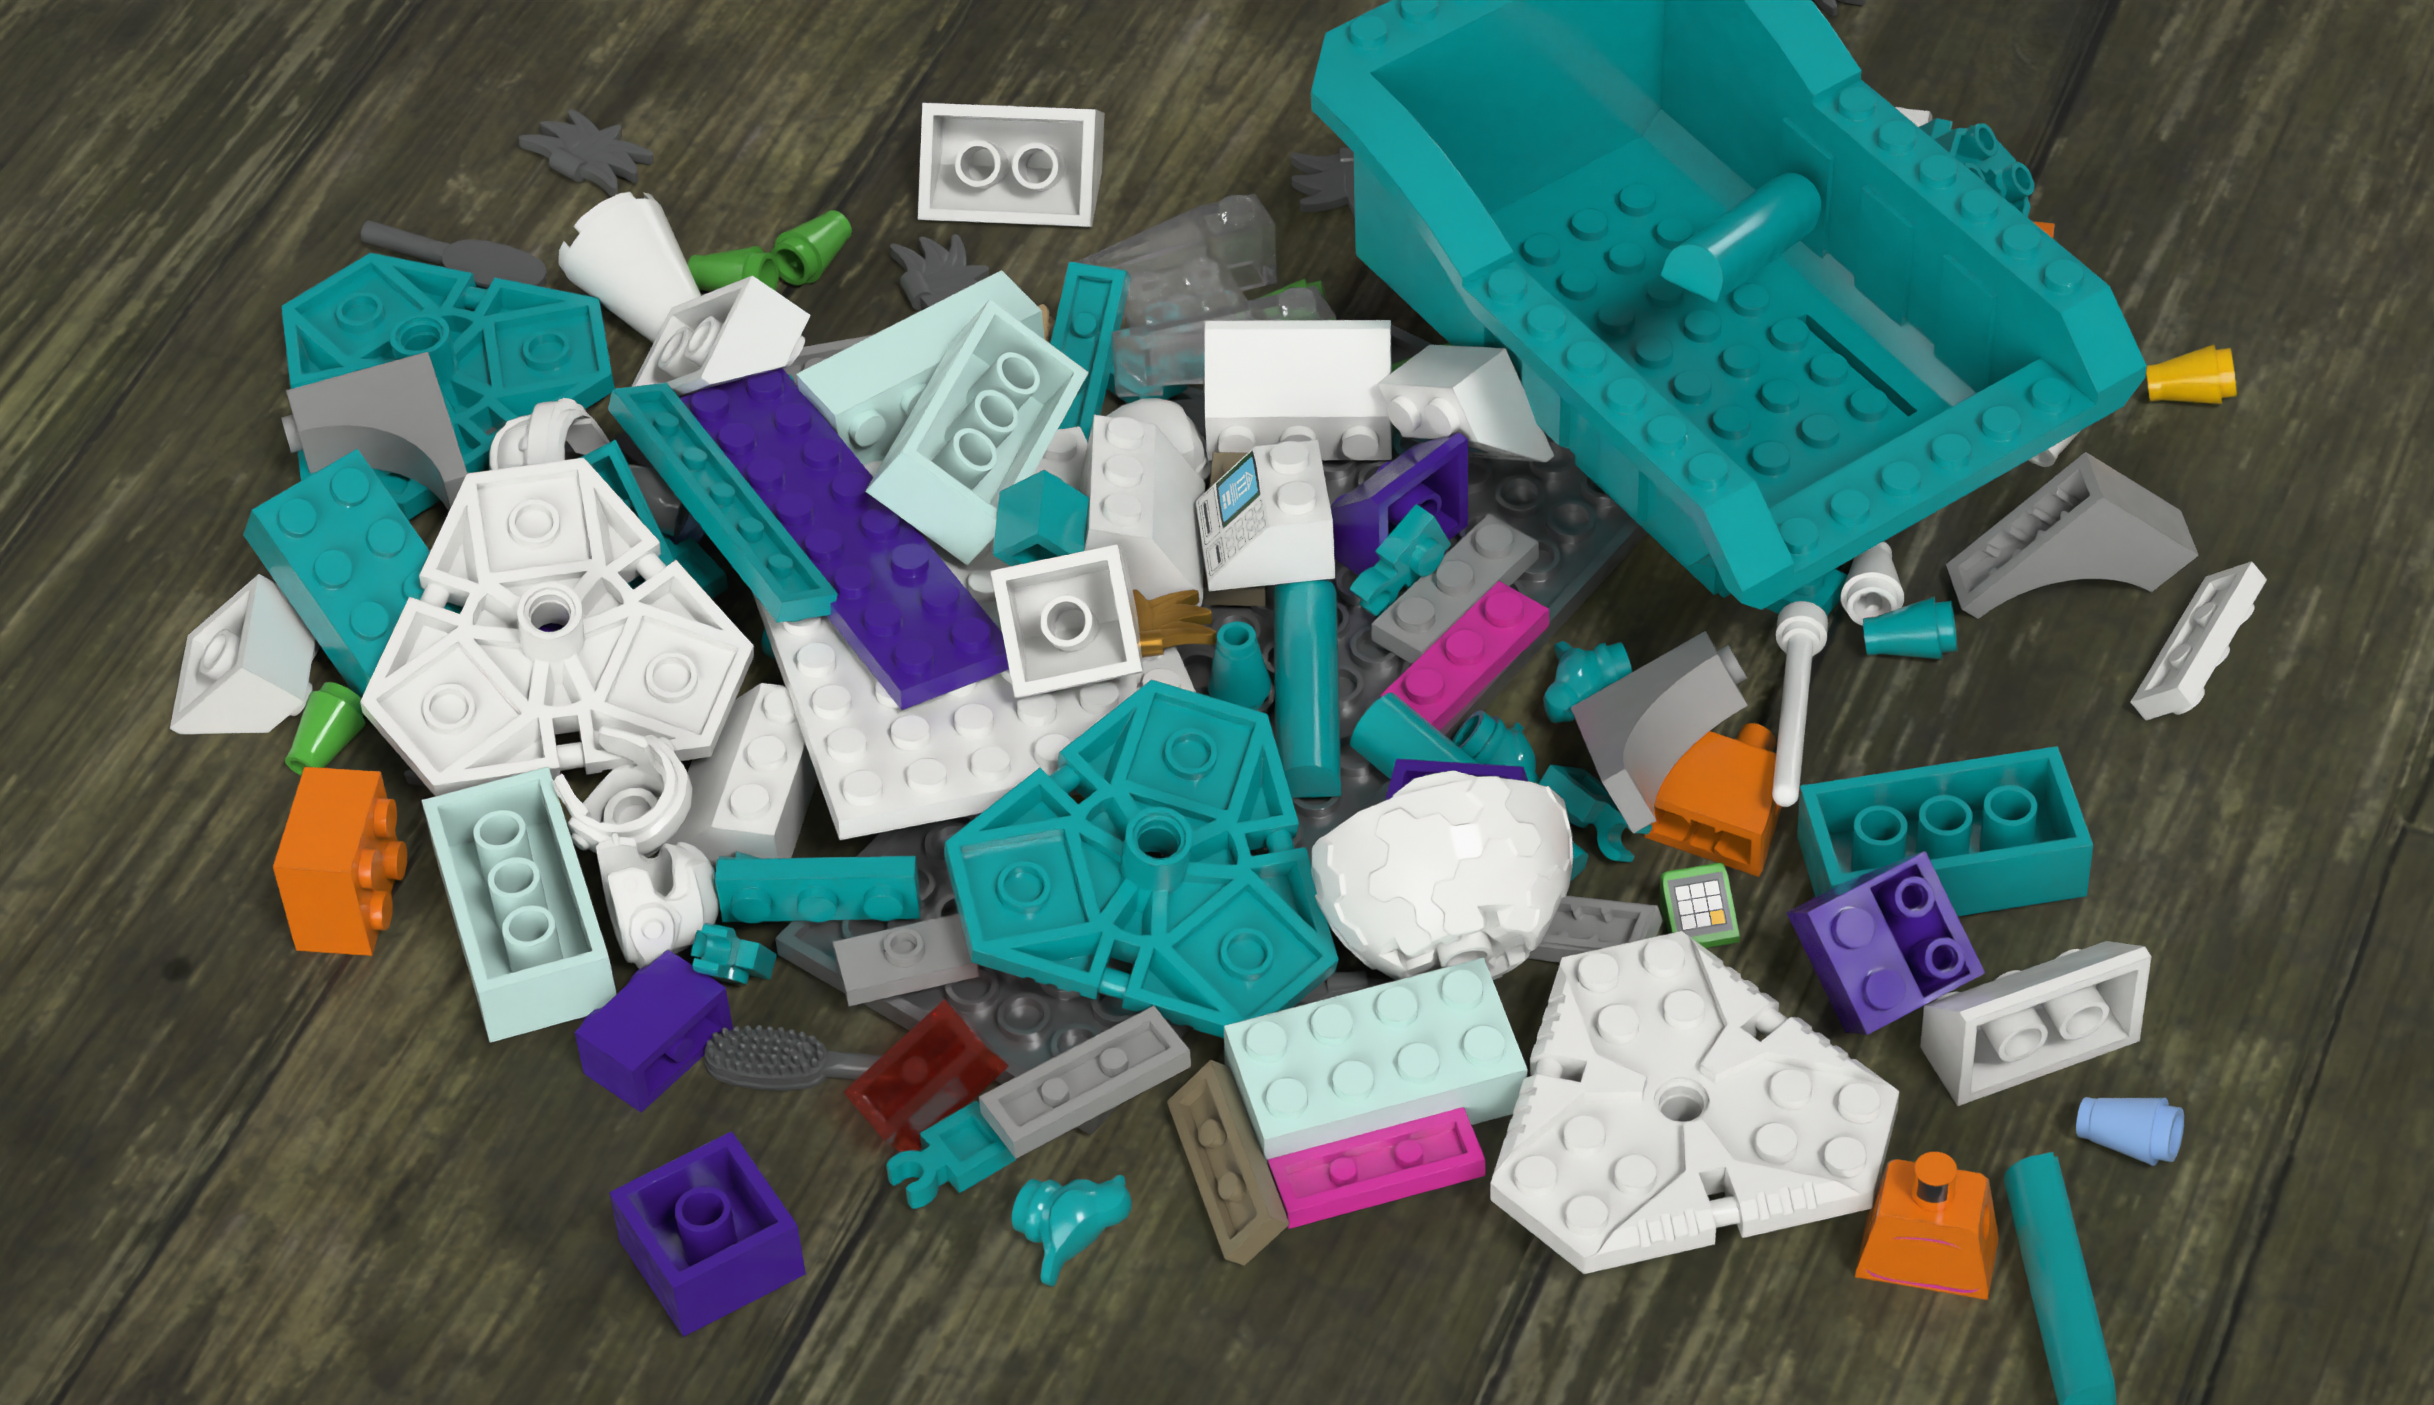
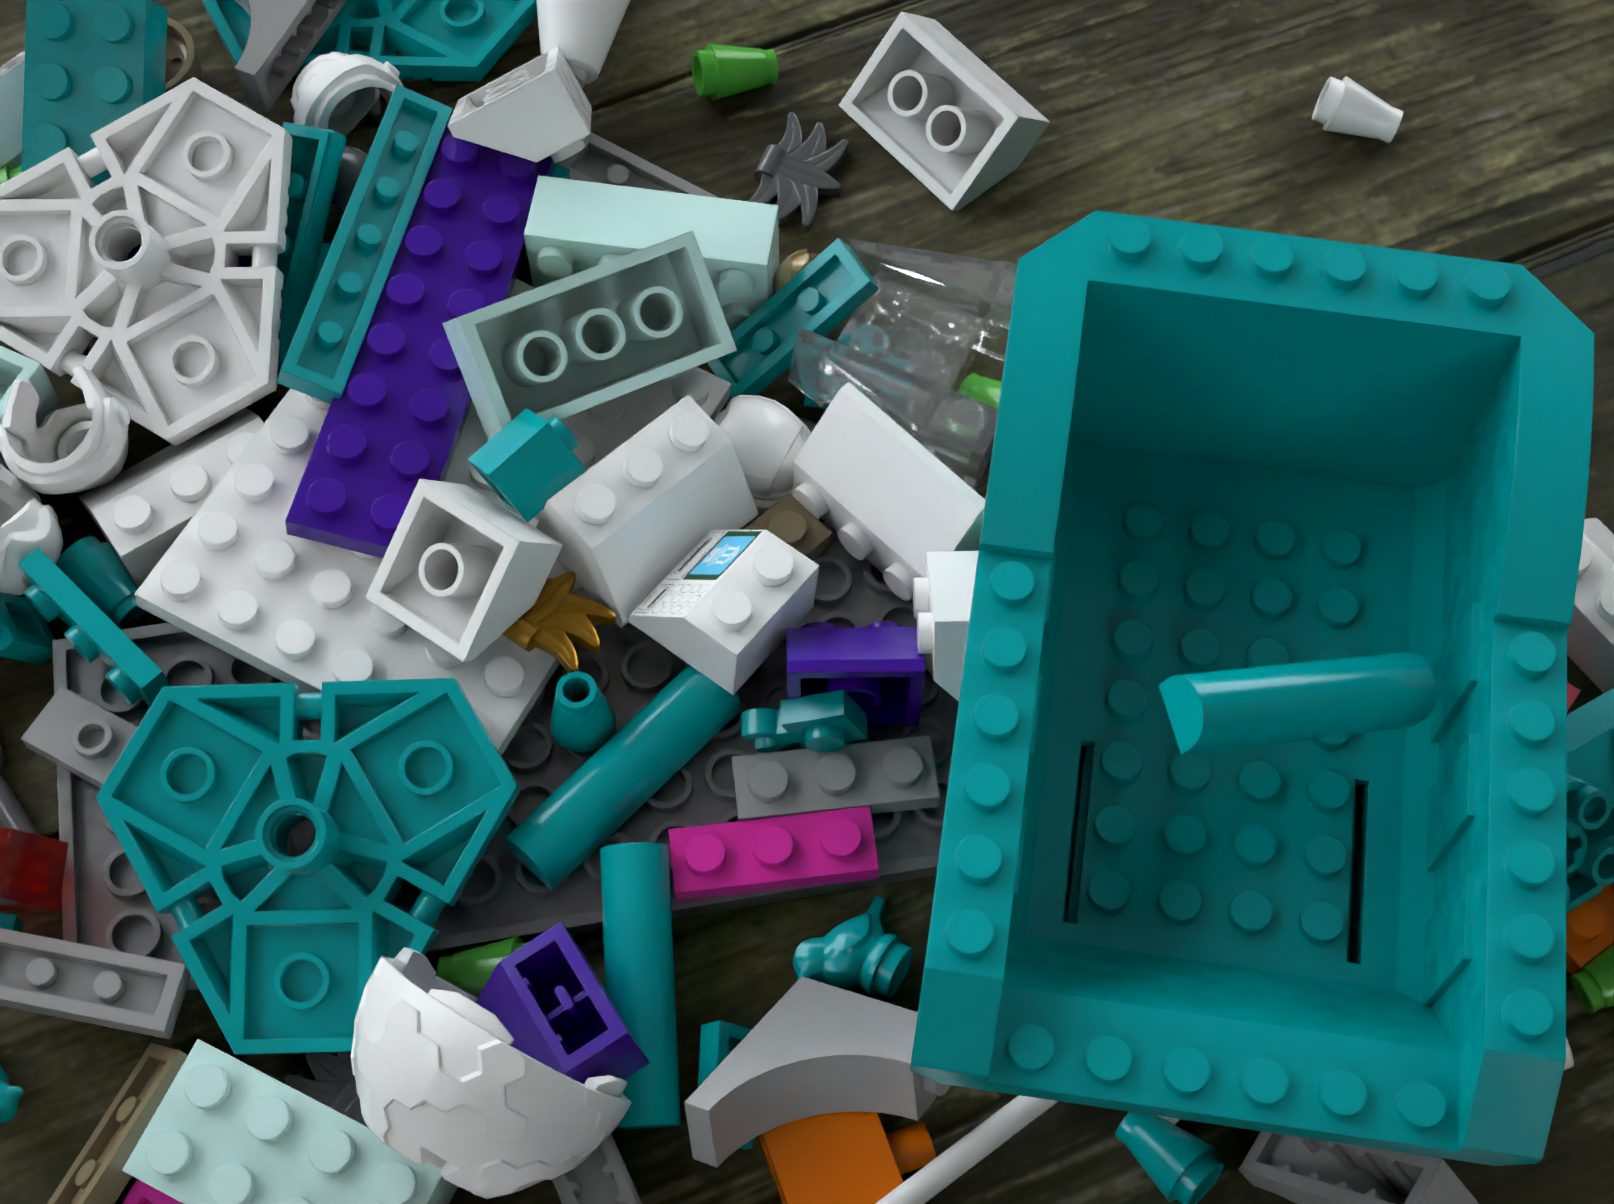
camera: 40 degrees right, 15 degrees up
(728, 267) = (659, 55): bright green cone -> none
(1493, 744) = (710, 967): teal animal -> none

